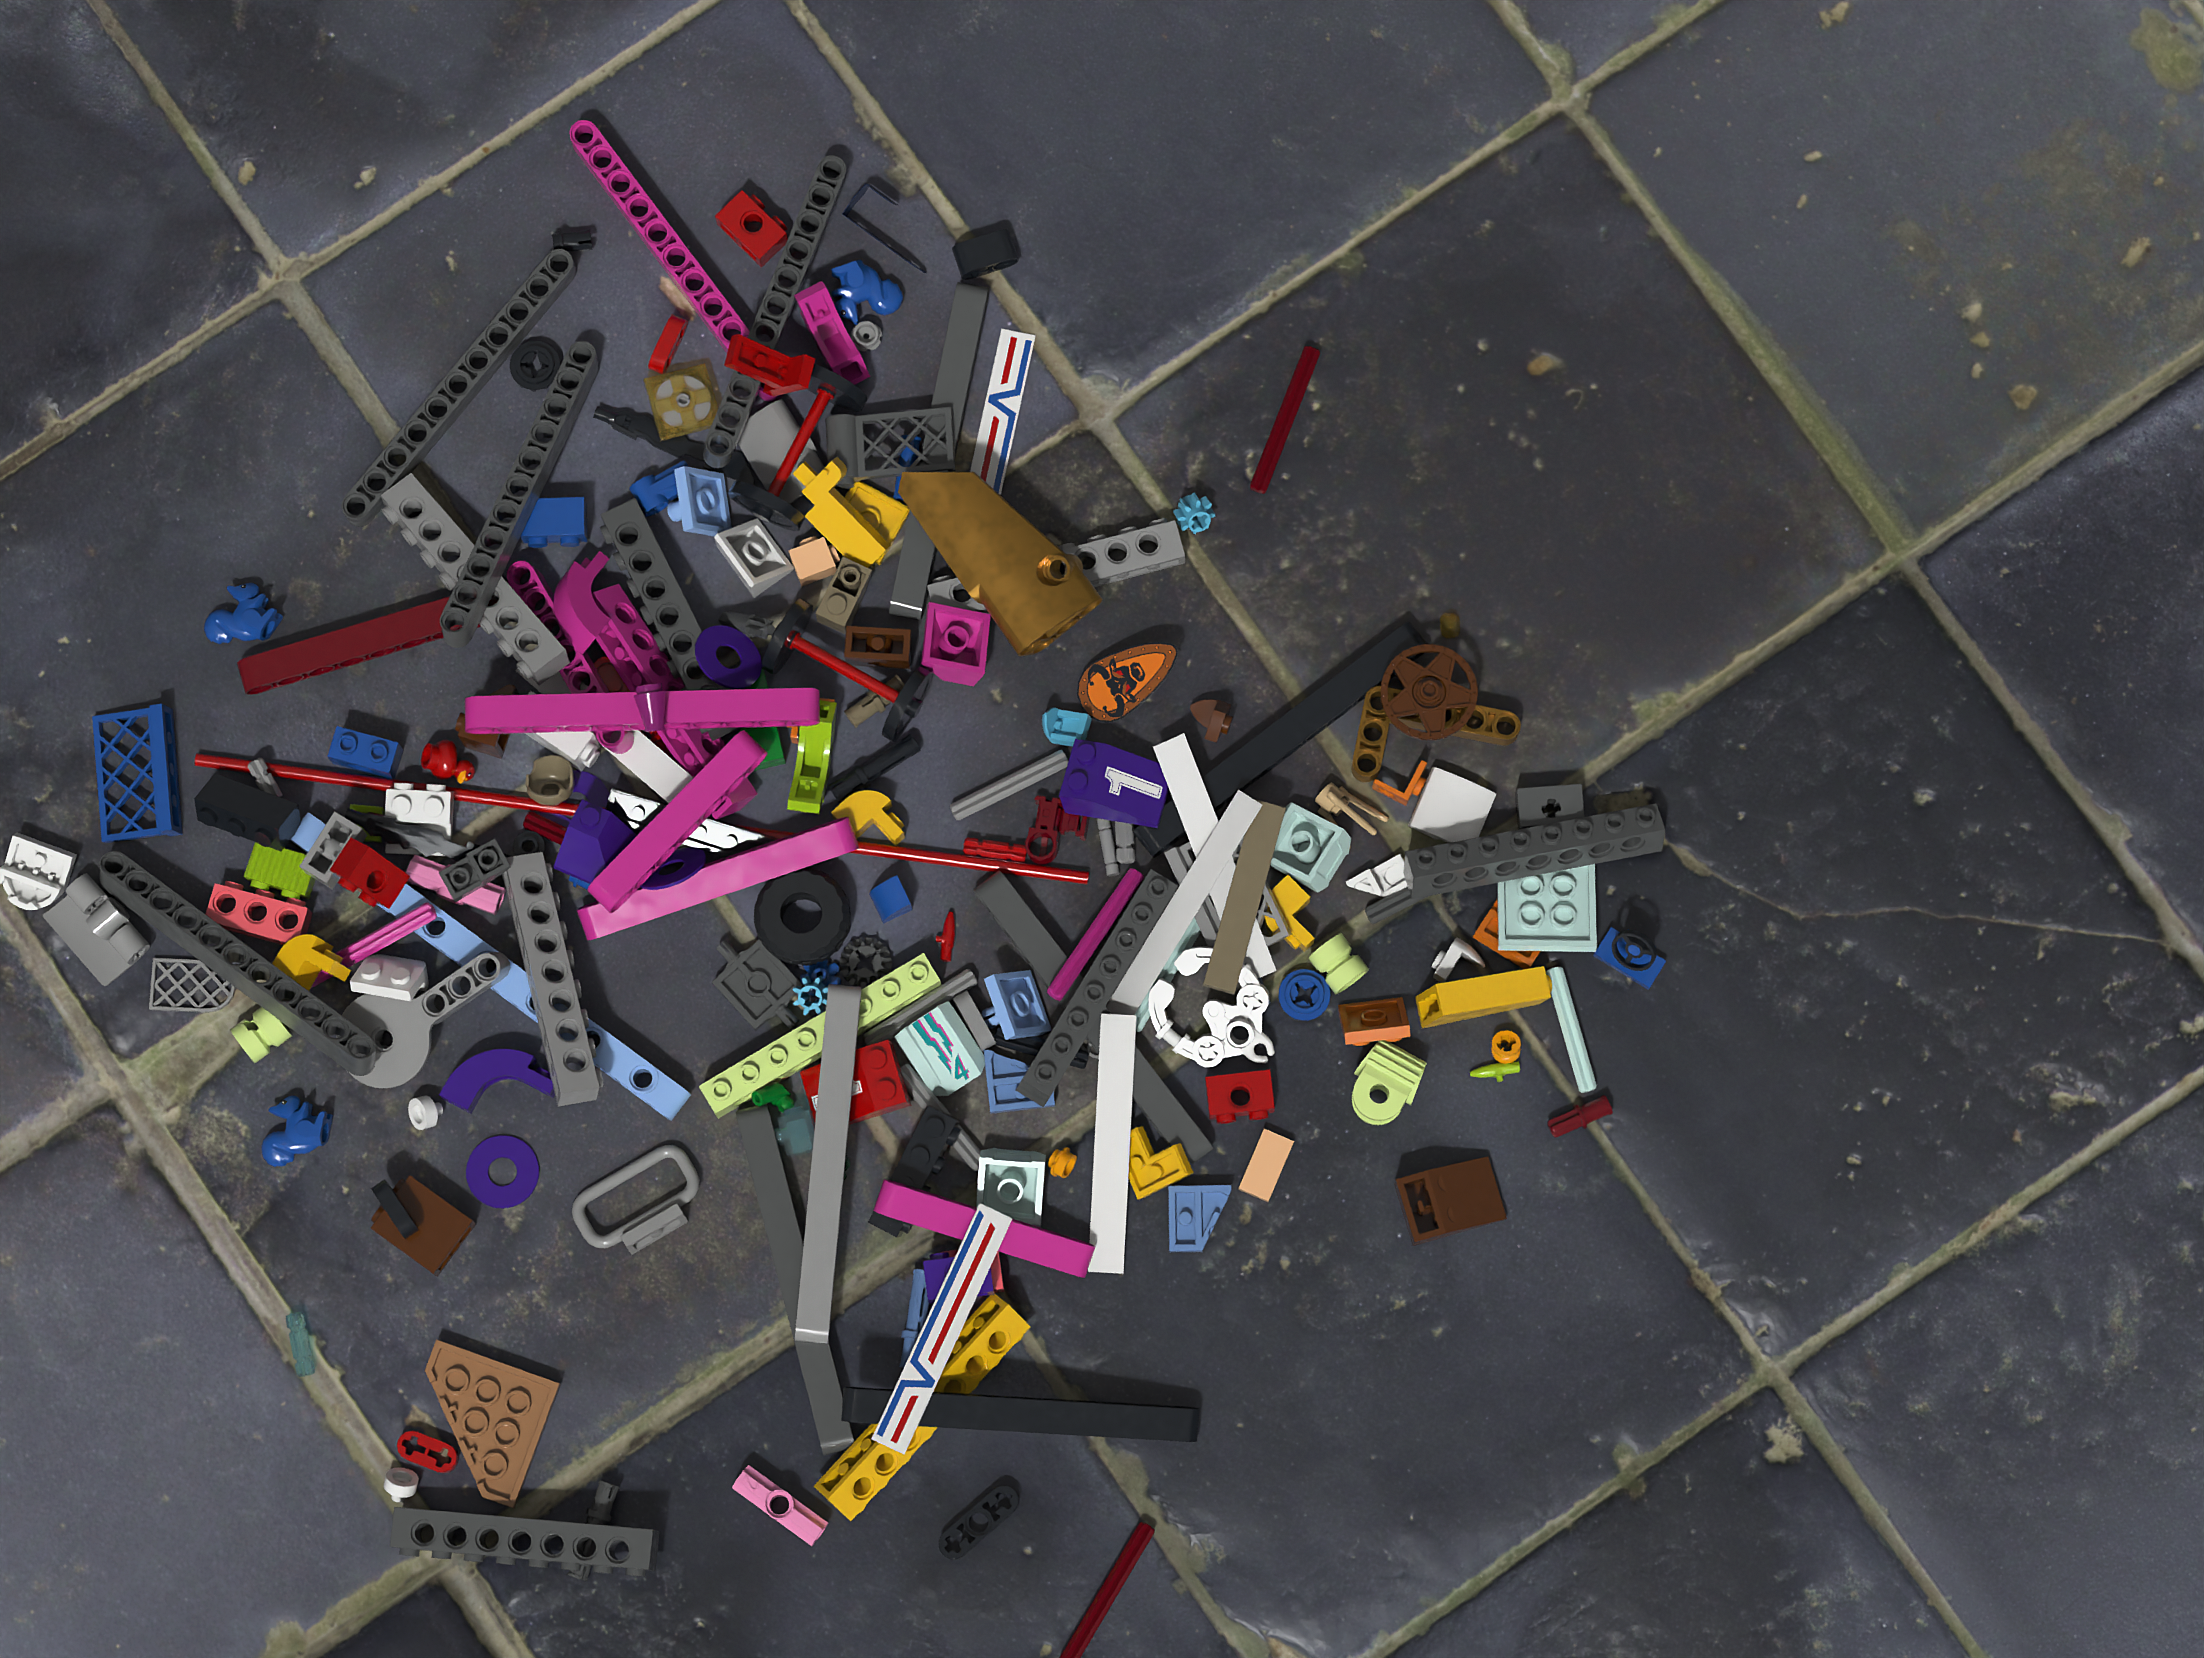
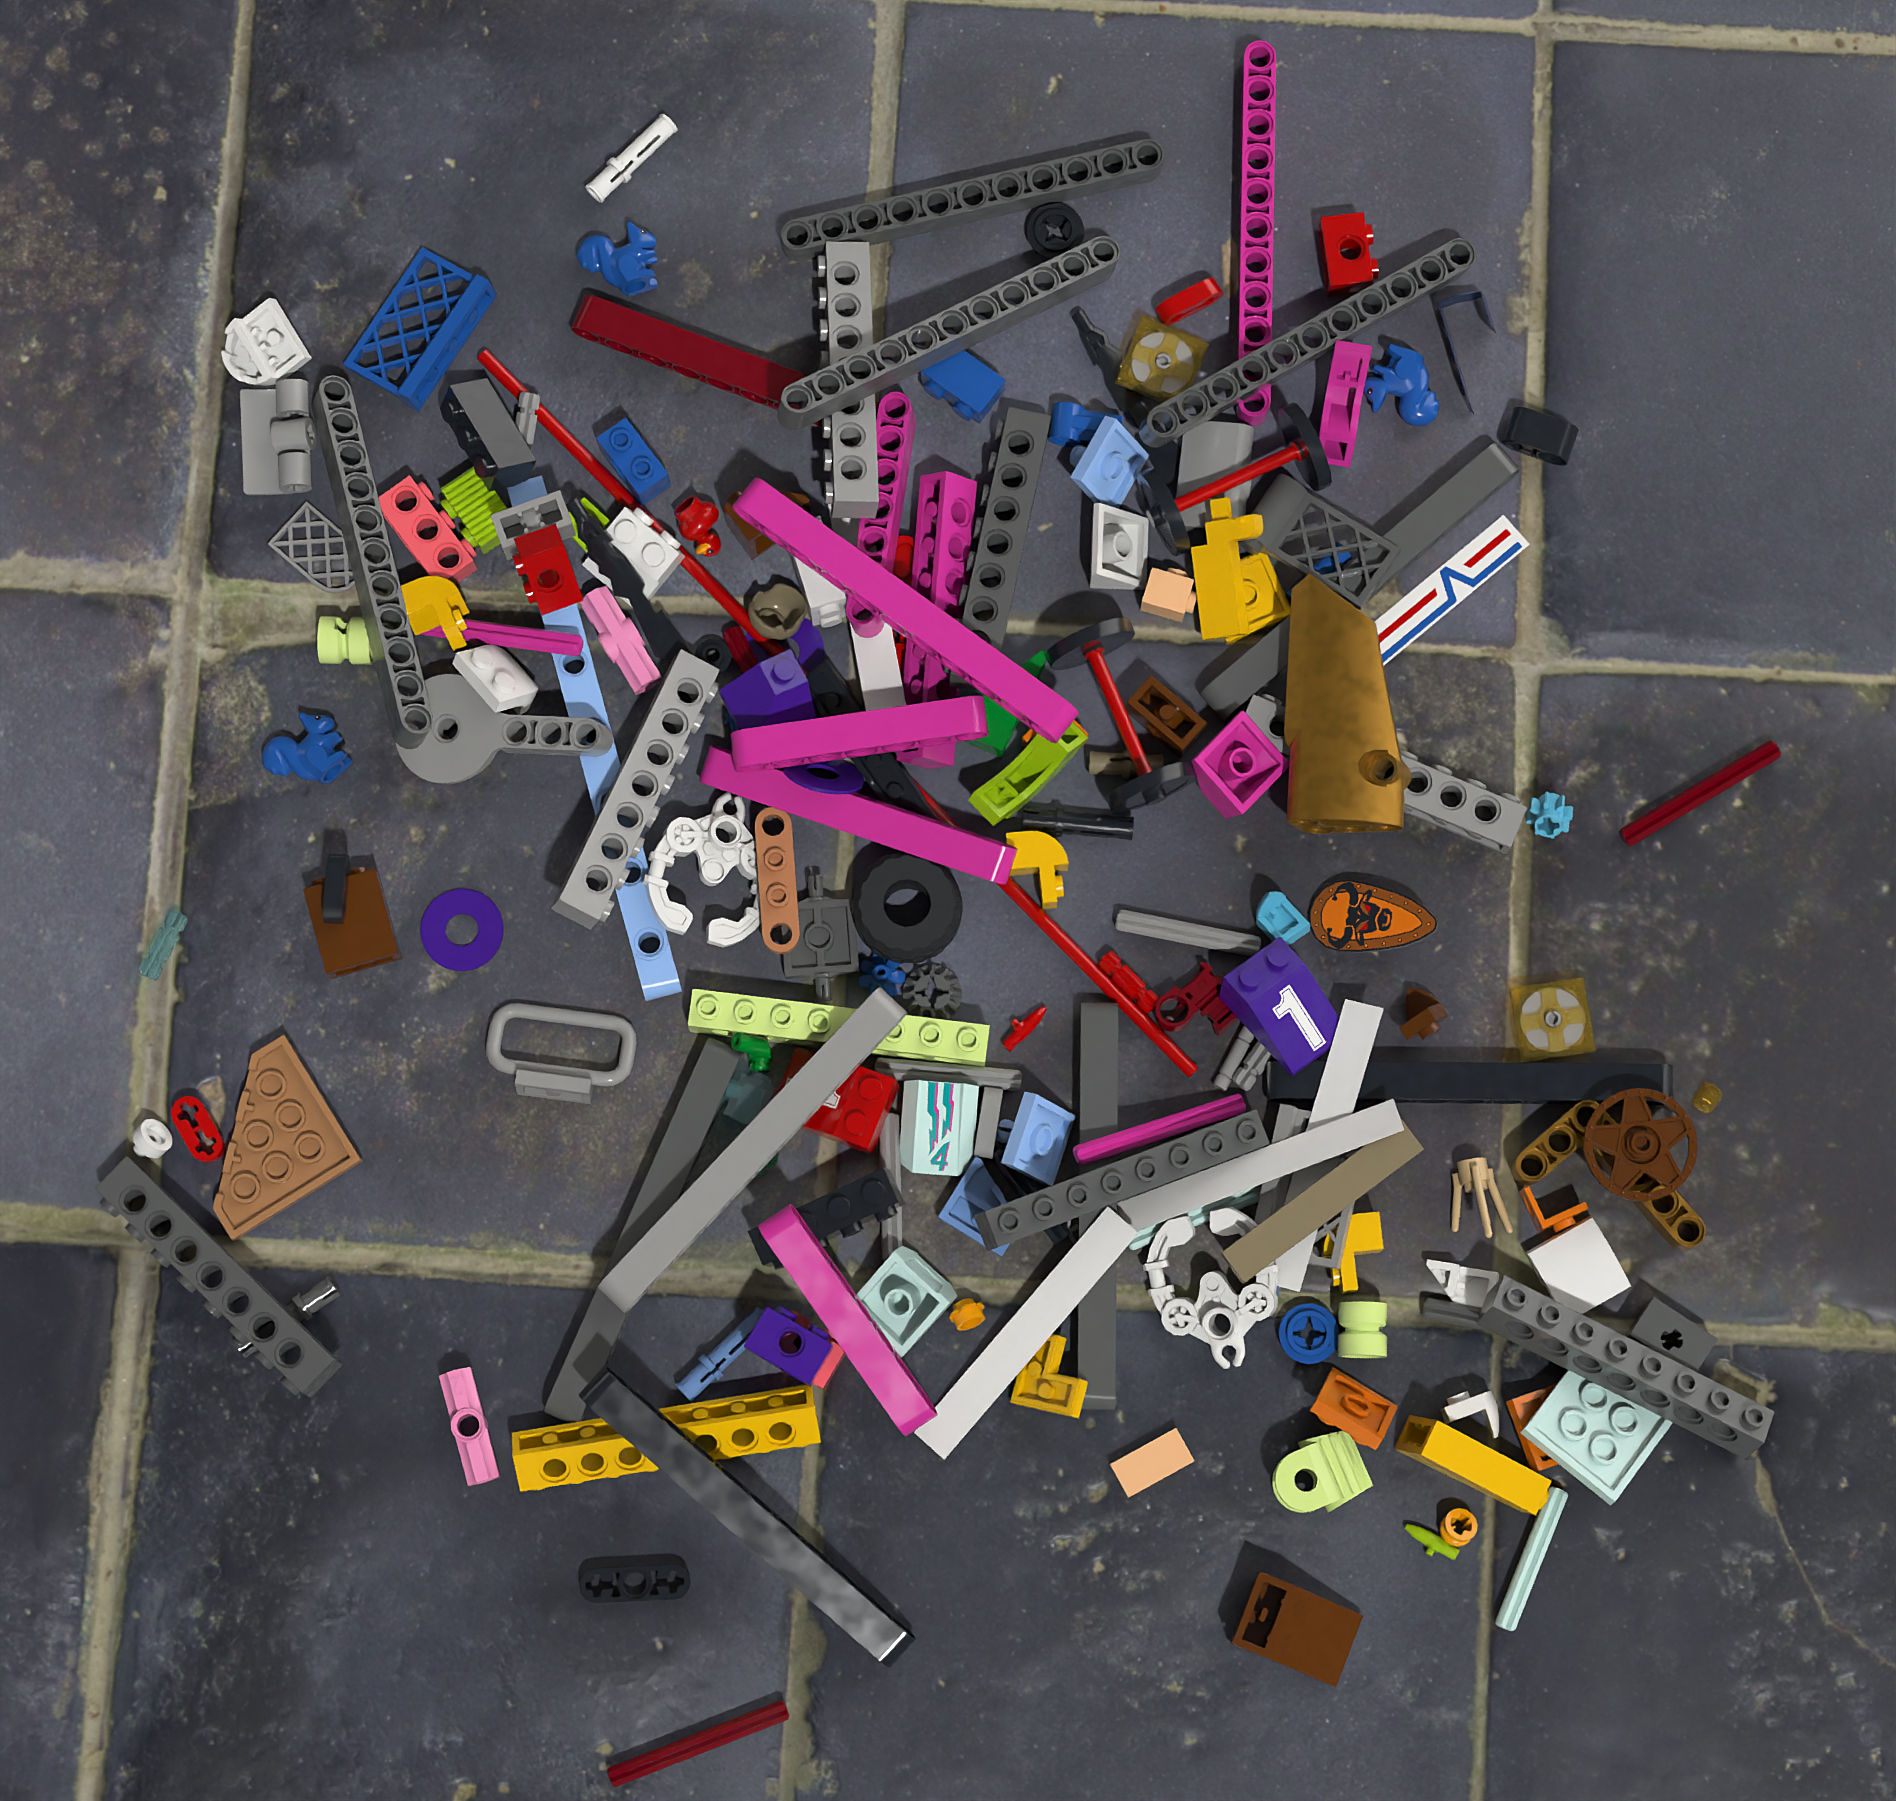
camera: 35 degrees right, 0 degrees up
(191, 553) = (620, 168): none -> white pin
(424, 1112) = (434, 822): white tile -> none
(475, 870) = (645, 640): dark grey slope -> none
(489, 1067) = (513, 825): dark purple arch -> none
(572, 241) = (1176, 145): black pin -> none
(574, 604) = (919, 472): dark pink arch -> none
(643, 985) = (715, 861): none -> white piece
(651, 705) = (914, 610): magenta cone -> none
(697, 967) = (777, 880): none -> nougat plate
(748, 624) = (1064, 607): dark grey piece -> none
(749, 655) = (1009, 643): dark purple gear -> none
(776, 370) = (1262, 385): red bracket -> none
(804, 998) = (851, 982): medium azure gear -> none
(843, 595) = (1171, 646): dark tan slope -> none
(863, 328) = (1378, 420): light grey plate -> none
(890, 899) = (998, 954): blue brick -> none
(941, 1329) = (734, 1382): white sticker -> none
(1194, 1215) = (1050, 1457): medium blue wing -> none
(1255, 1083) = (1200, 1381): red brick -> none
(1304, 653) = (1552, 1020): none -> clear yellow piece
(1309, 848) = (1418, 1202): light aqua slope -> none
(1579, 1116) = (1477, 1645): dark red axle -> none
(1631, 955) = (1641, 1534): piece -> none

